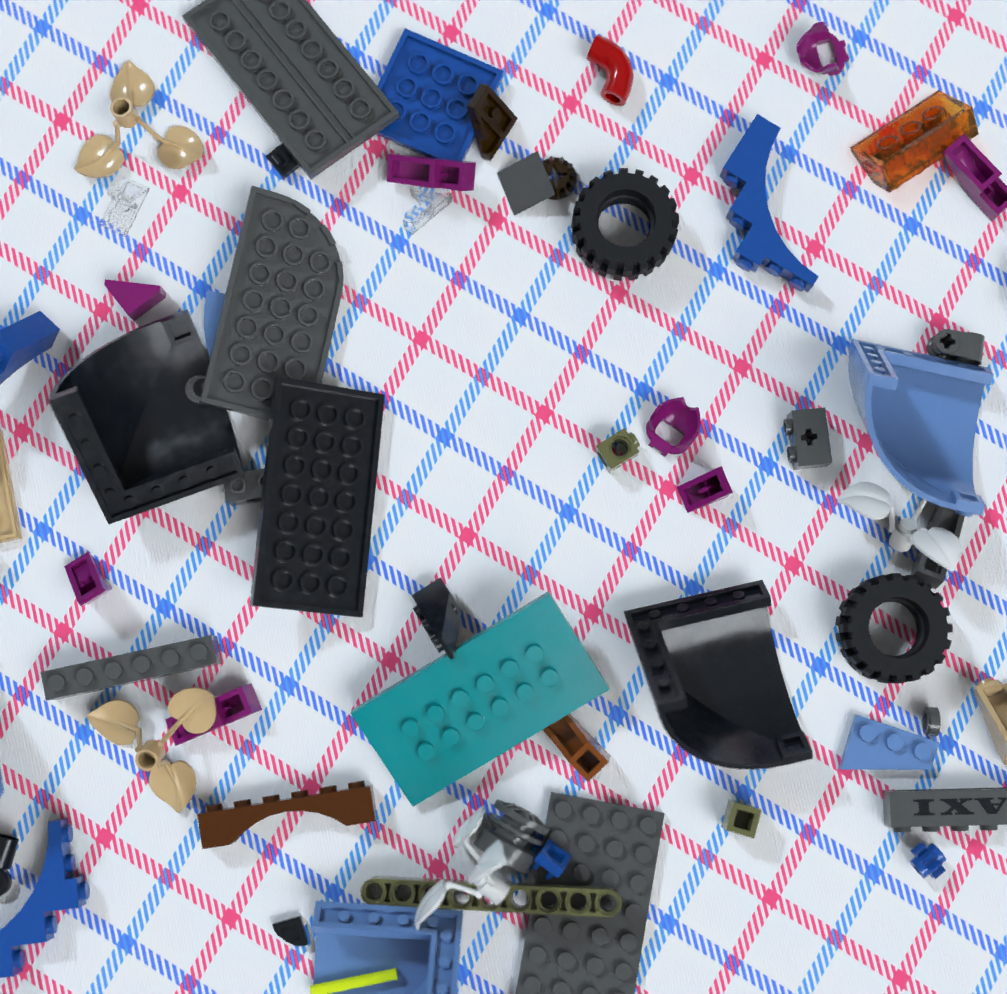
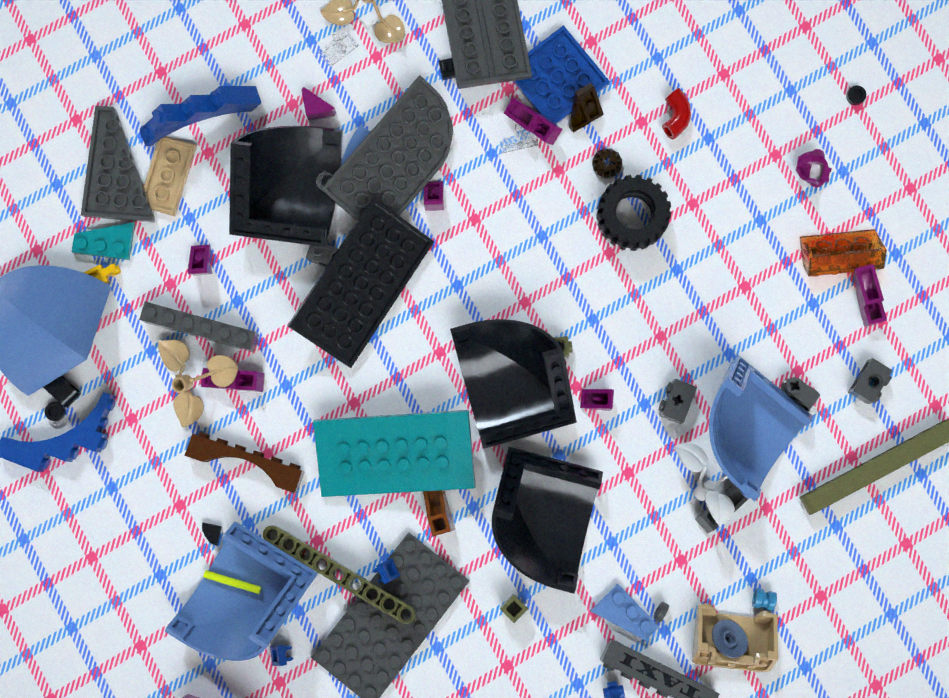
camera: 30 degrees right, 0 degrees up
(353, 335) = (434, 196): none -> magenta slope
(438, 615) = (396, 391): black slope -> none
(482, 875) = (340, 563): white plant -> none
(514, 831) = (370, 544): dark grey wheel -> none
(526, 183) = (587, 157): dark grey sticker -> none
(585, 520) = (513, 379): none -> black panel
(681, 418) = (605, 346): magenta helmet -> none
(750, 210) = (715, 243): blue arch -> none
(930, 623) = (693, 549): black tyre -> none

